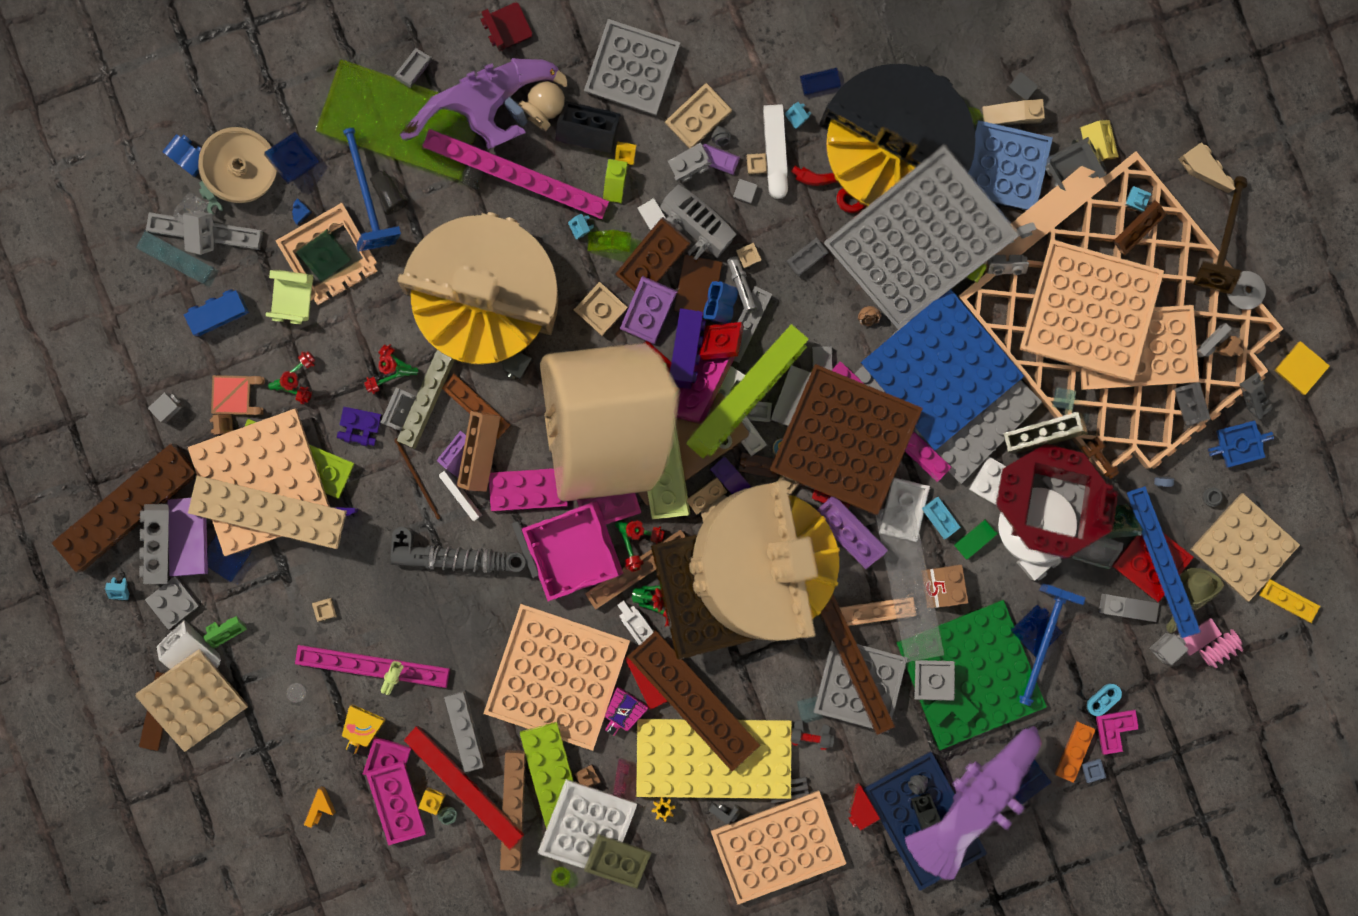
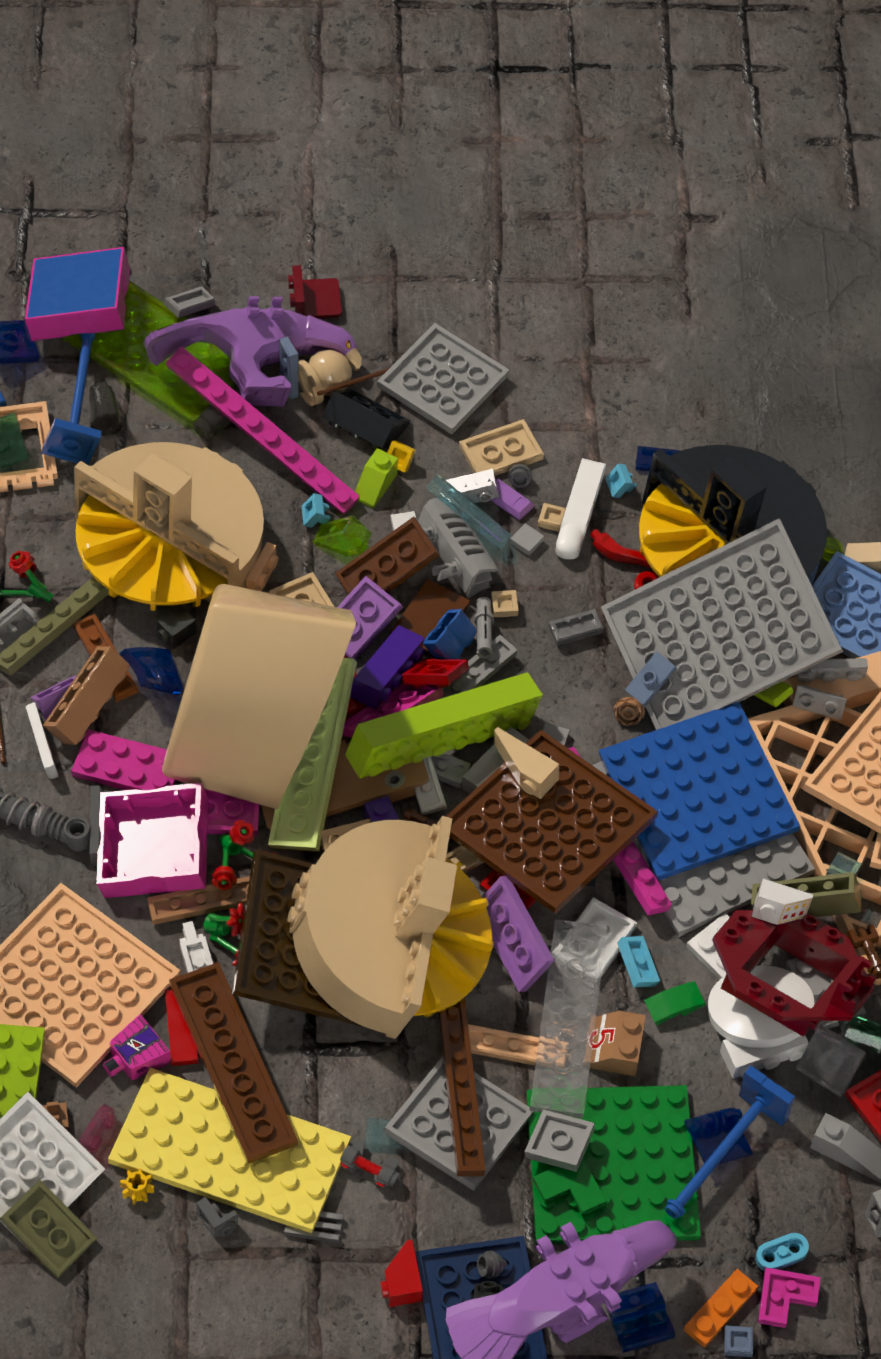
camera: 15 degrees right, 30 degrees down
(326, 99) = (77, 293): none -> blue tile
(516, 409) = (154, 668): none -> clear blue plate
(562, 304) = (262, 568): none -> light nougat plate
(569, 101) = (352, 382): none -> reddish brown piece
(696, 189) = (469, 511): none -> clear light blue tile
(778, 847) = (270, 1289): light nougat plate -> none
(819, 405) = (529, 767): none -> tan slope
(879, 290) = (650, 678): none -> sand blue plate
(1030, 452) = (780, 903): none -> white slope

